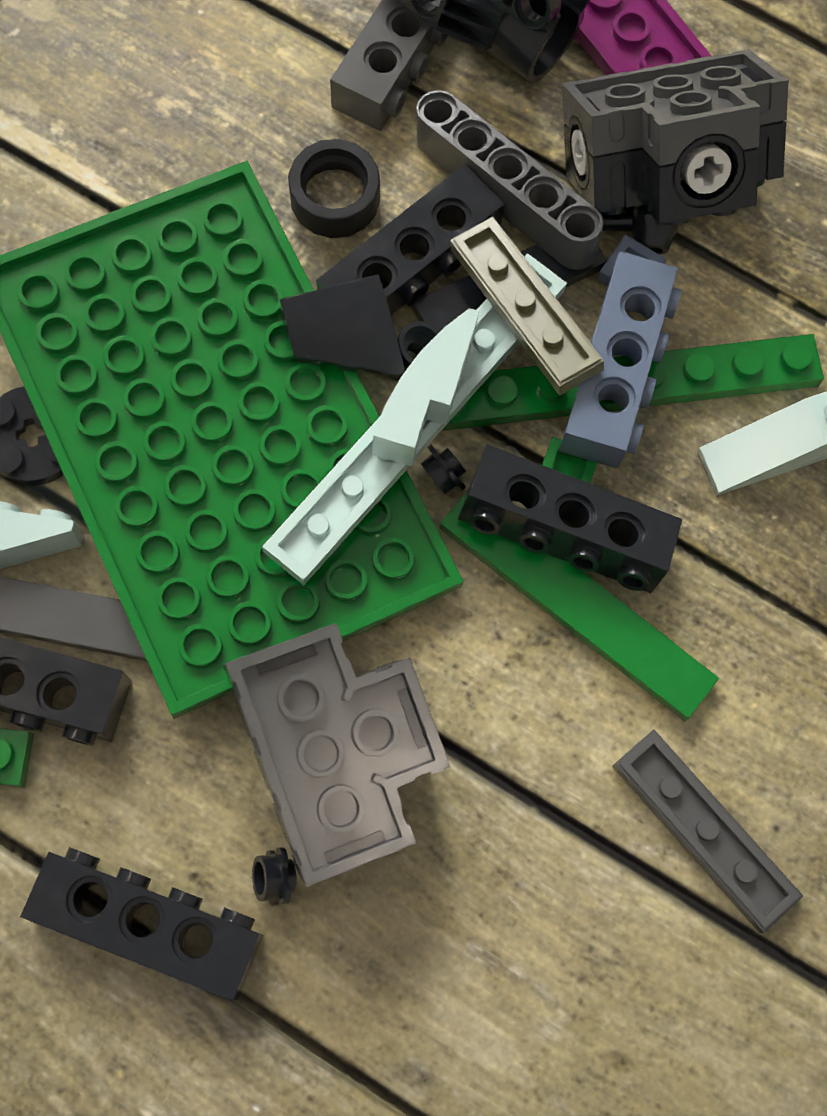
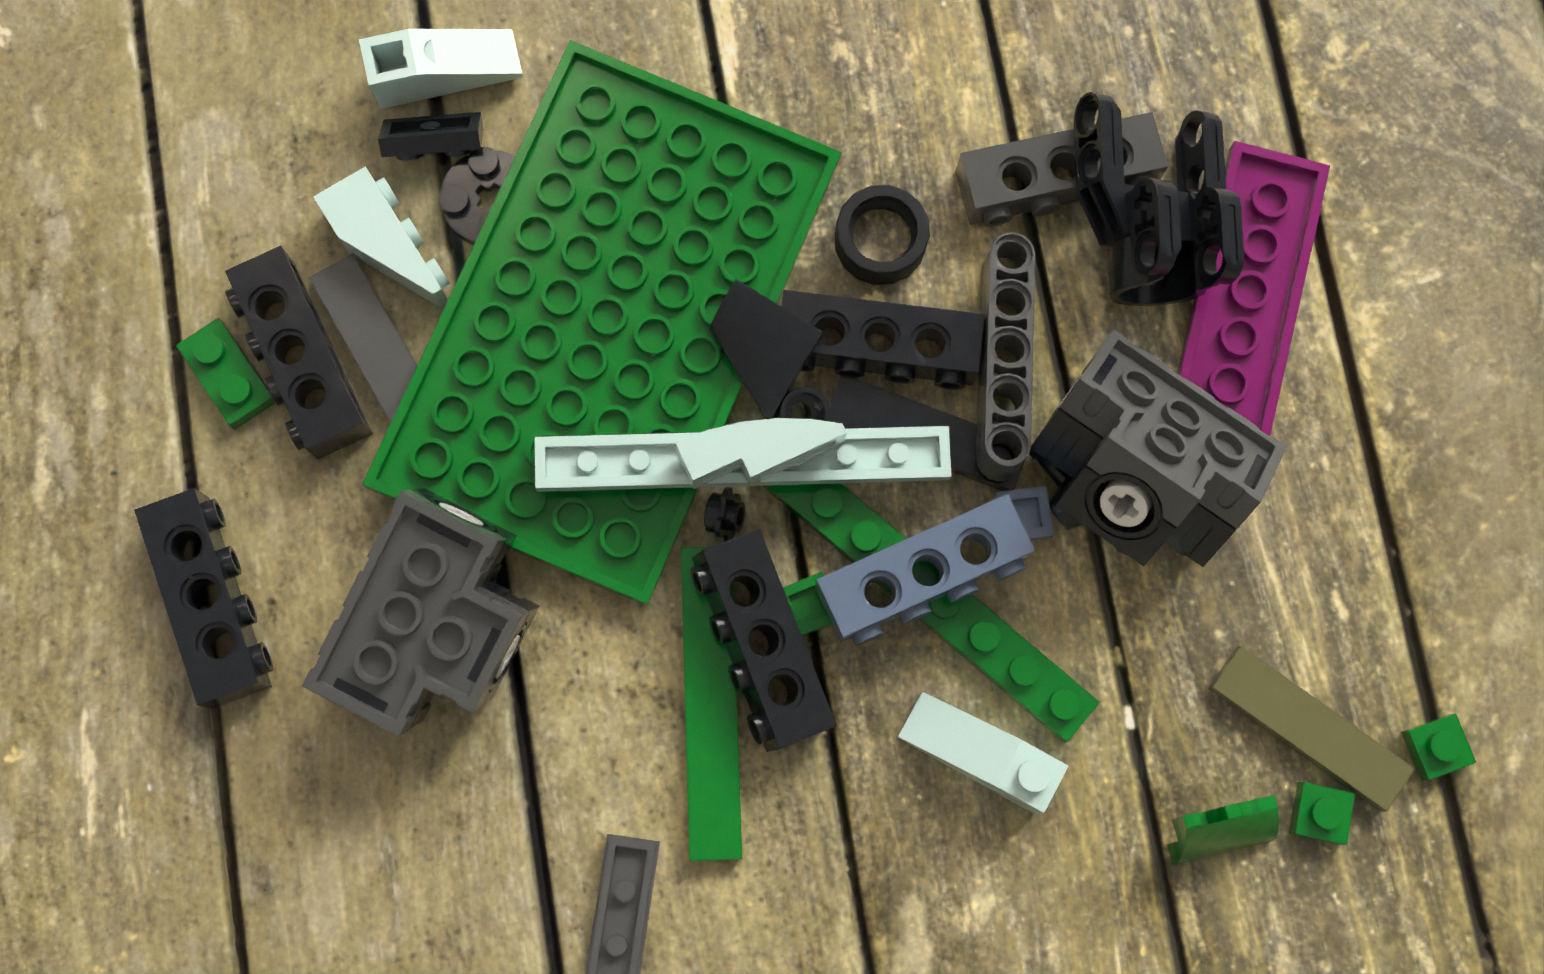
camera: 50 degrees right, 5 degrees up
(274, 877) = (305, 657): black plate -> none
(527, 306) = (897, 462): tile -> none

